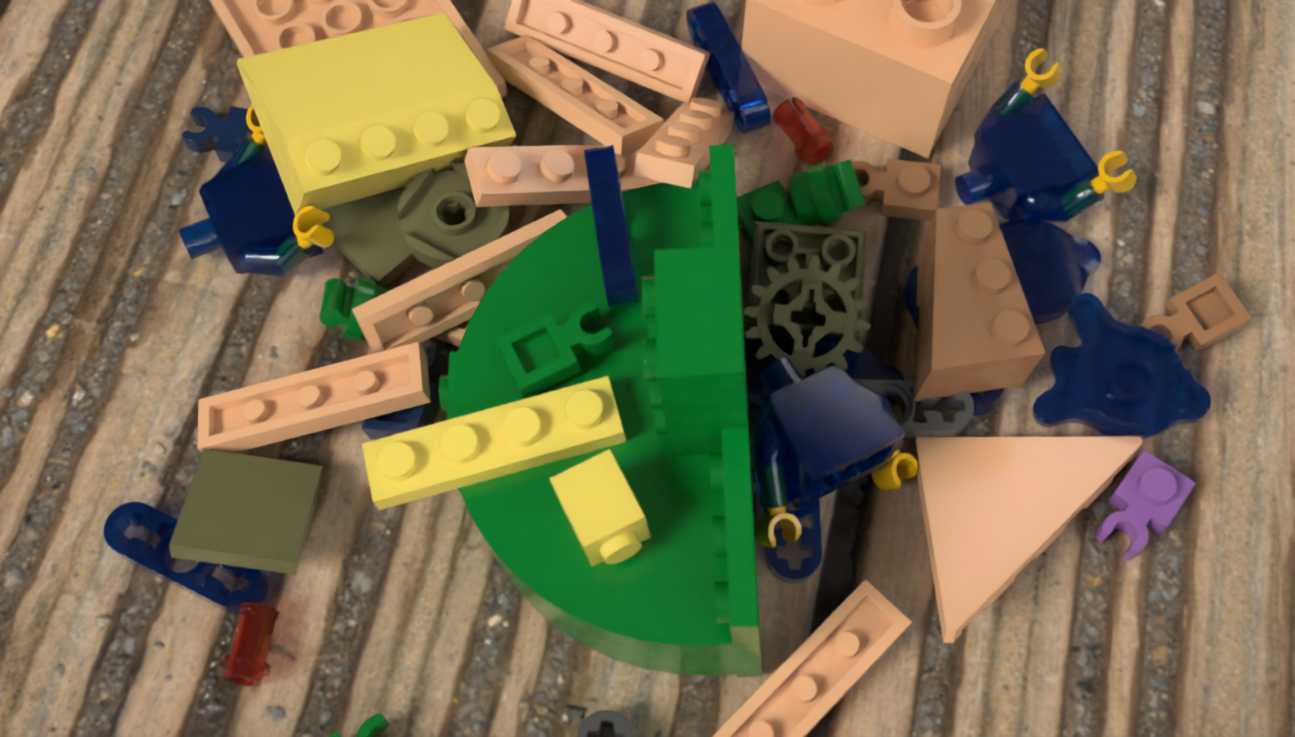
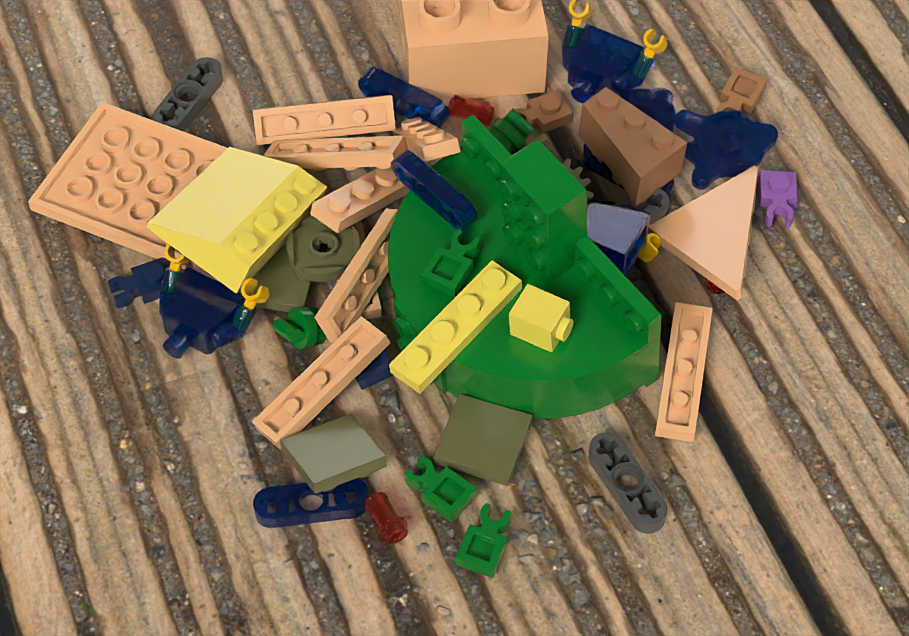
camera: 35 degrees left, 10 degrees down
(353, 656) = (443, 492): none -> green plate
(456, 615) = (483, 439): none -> olive tile

